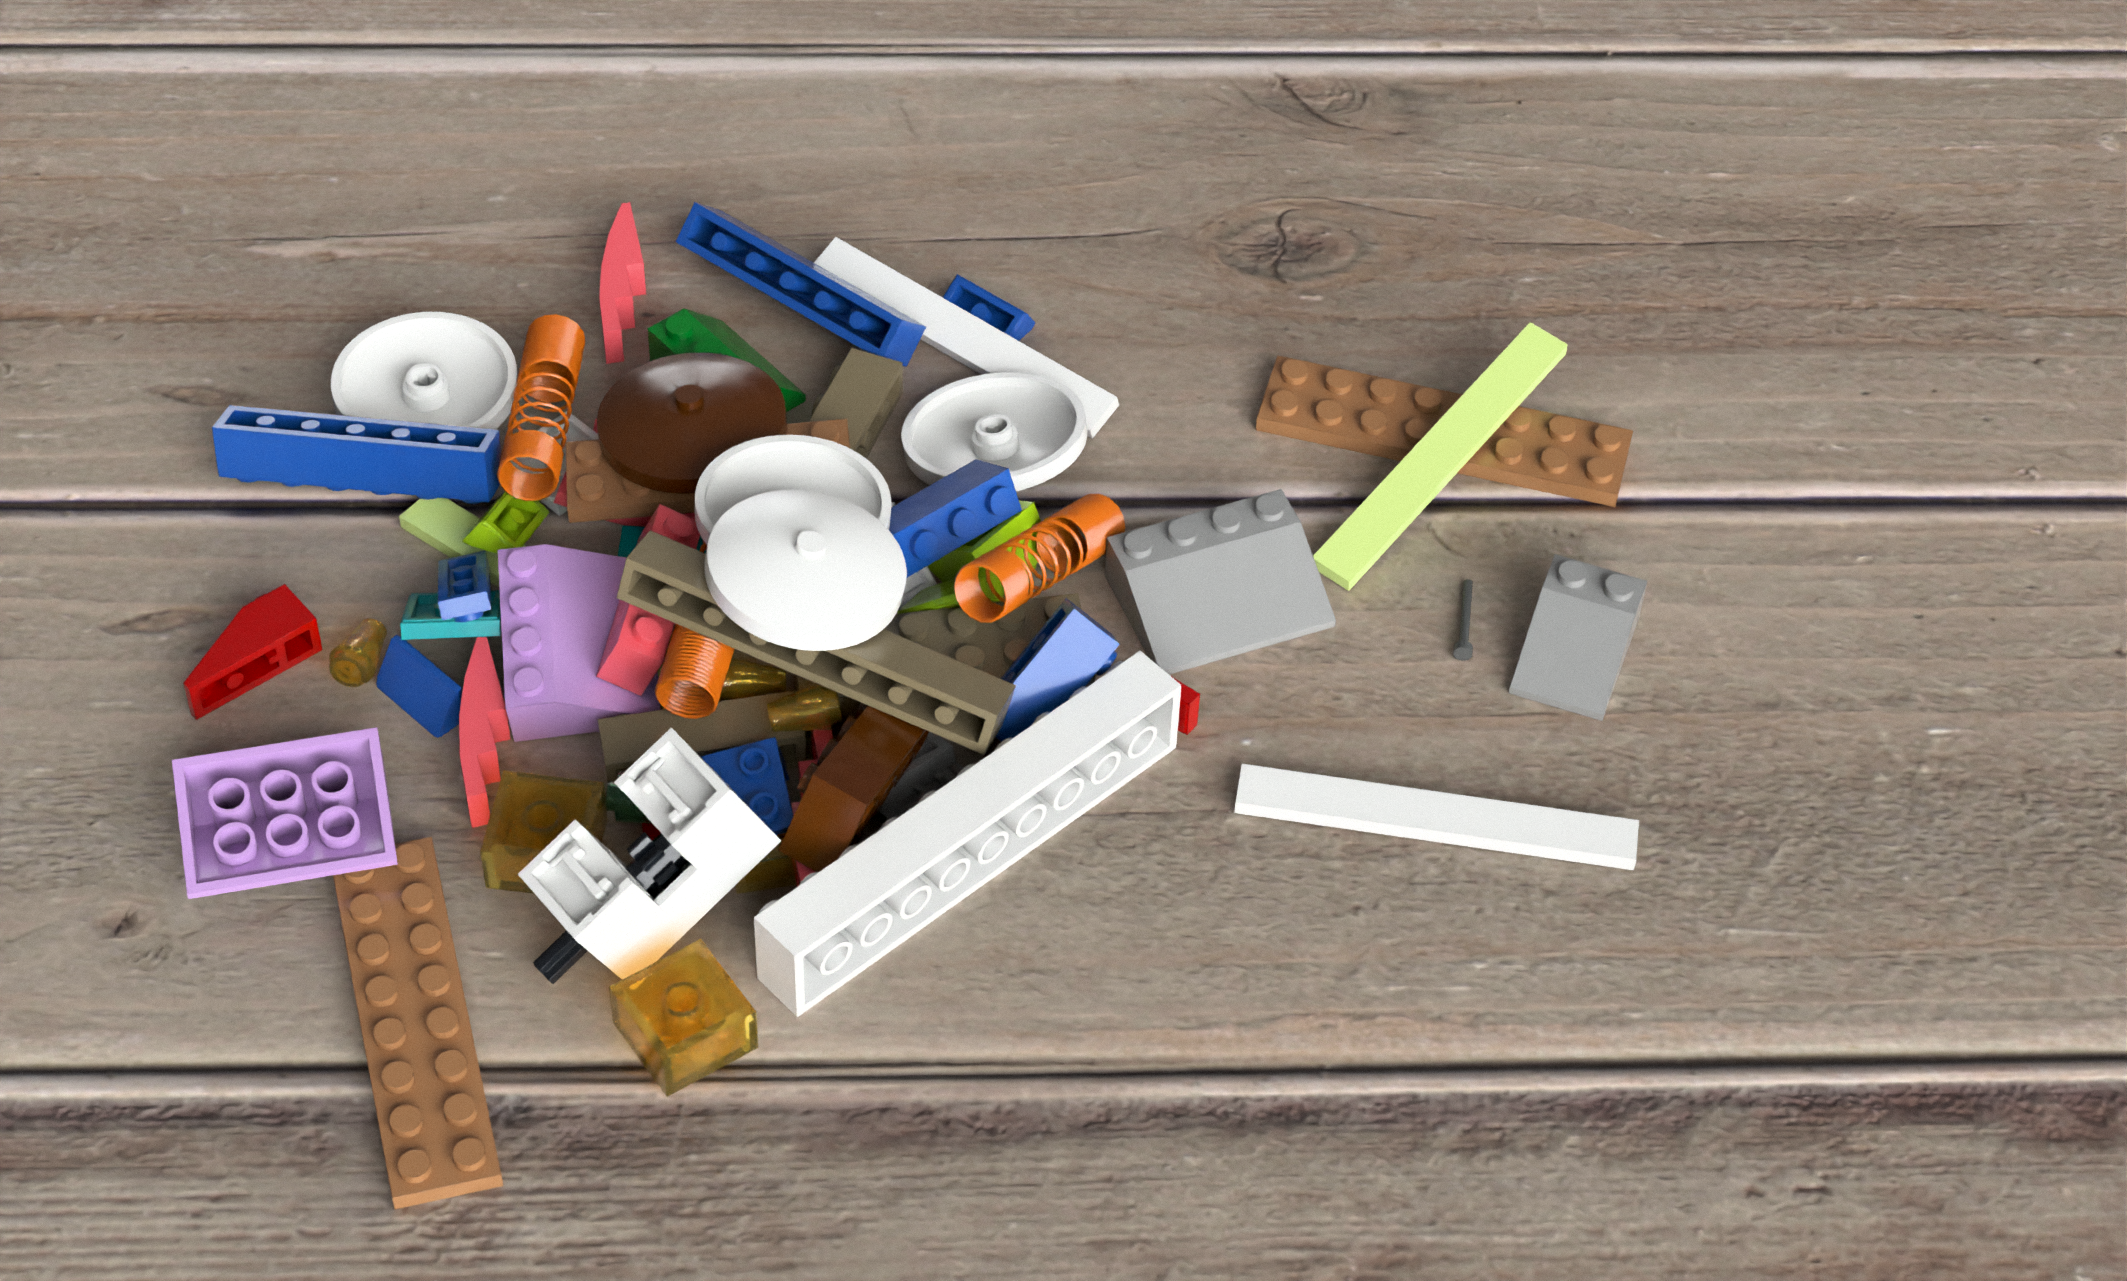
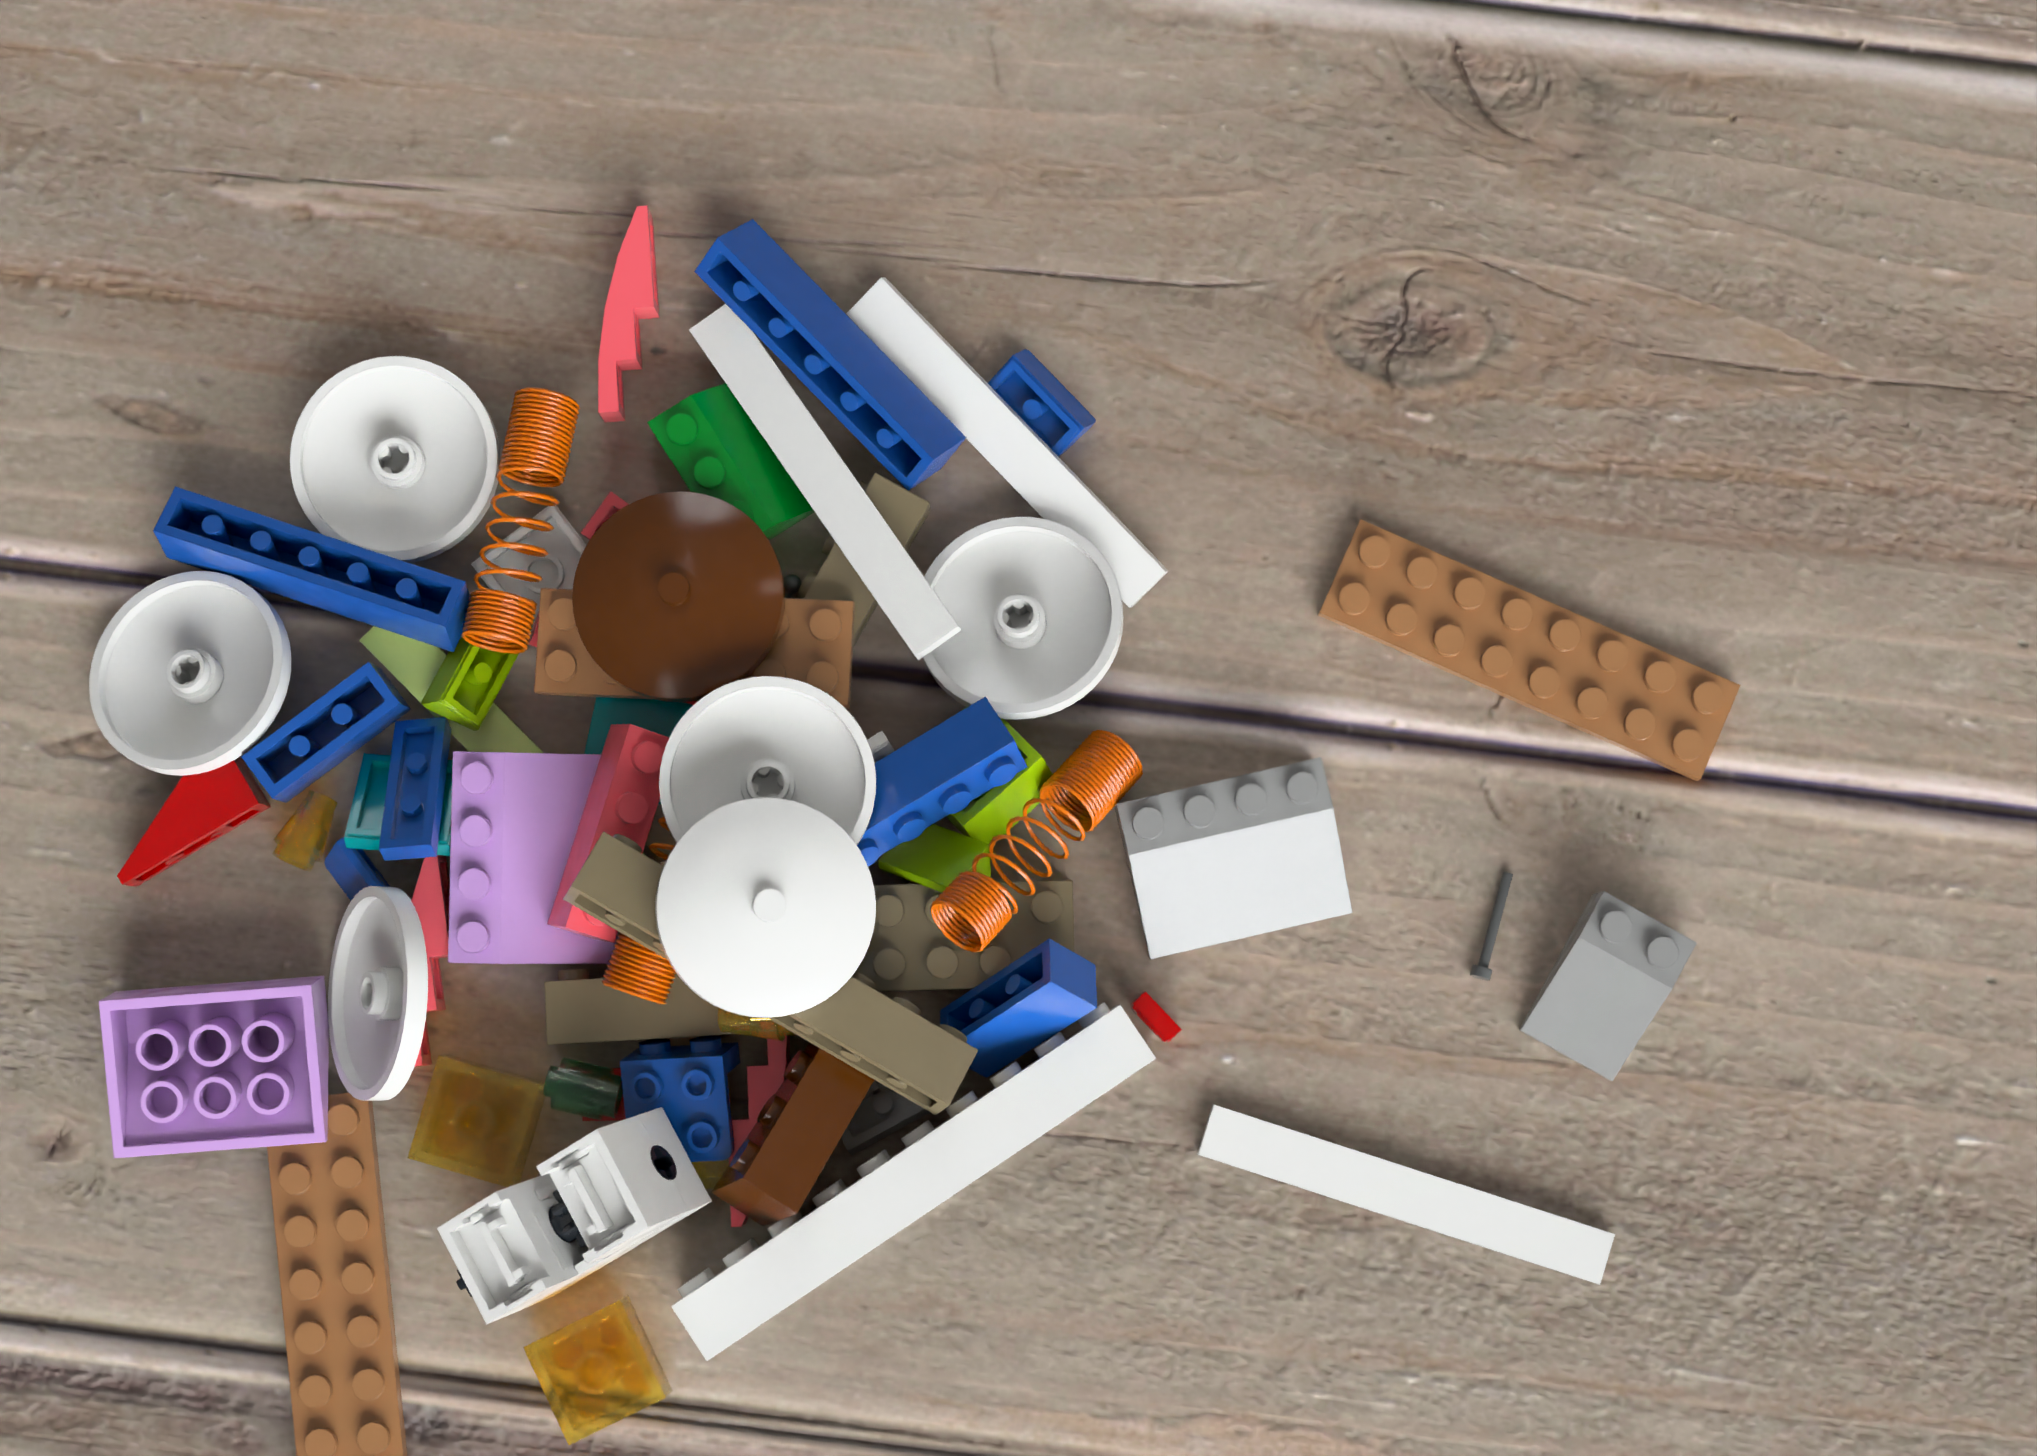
camera: 10 degrees right, 35 degrees up
(246, 539) = (190, 673): none -> white dish
(375, 569) = (326, 733): none -> blue brick
(442, 720) = (377, 993): none -> white dish
(811, 355) = (825, 481): none -> white tile
(1438, 456) = (1514, 707): yellowish green tile -> none

